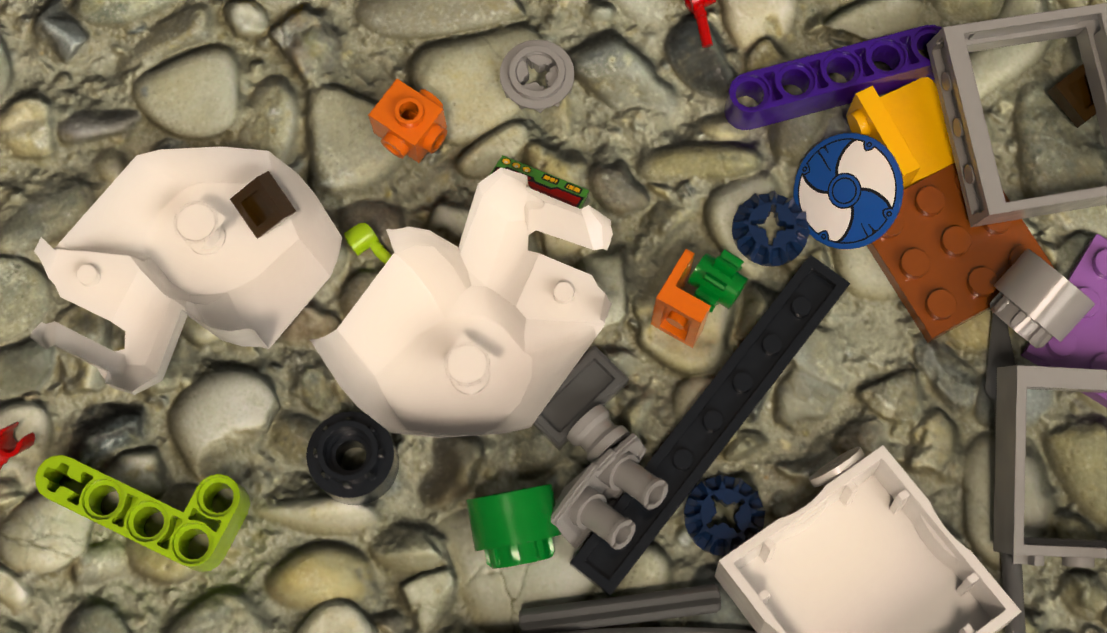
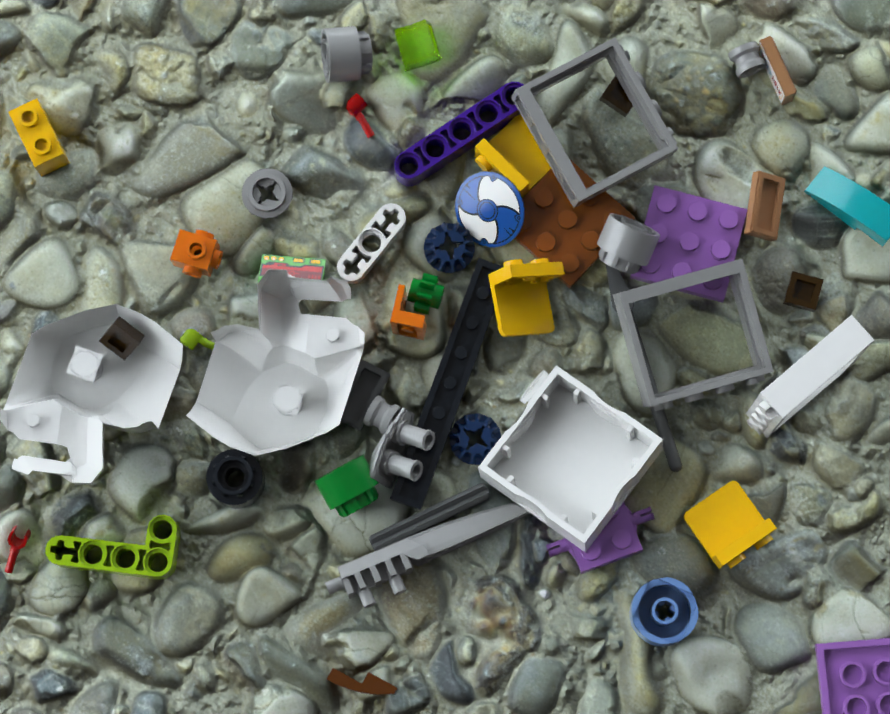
camera: 15 degrees left, 5 degrees up
(682, 159) = (392, 230): none -> white beam
(859, 327) = (523, 297): none -> yellow bracket

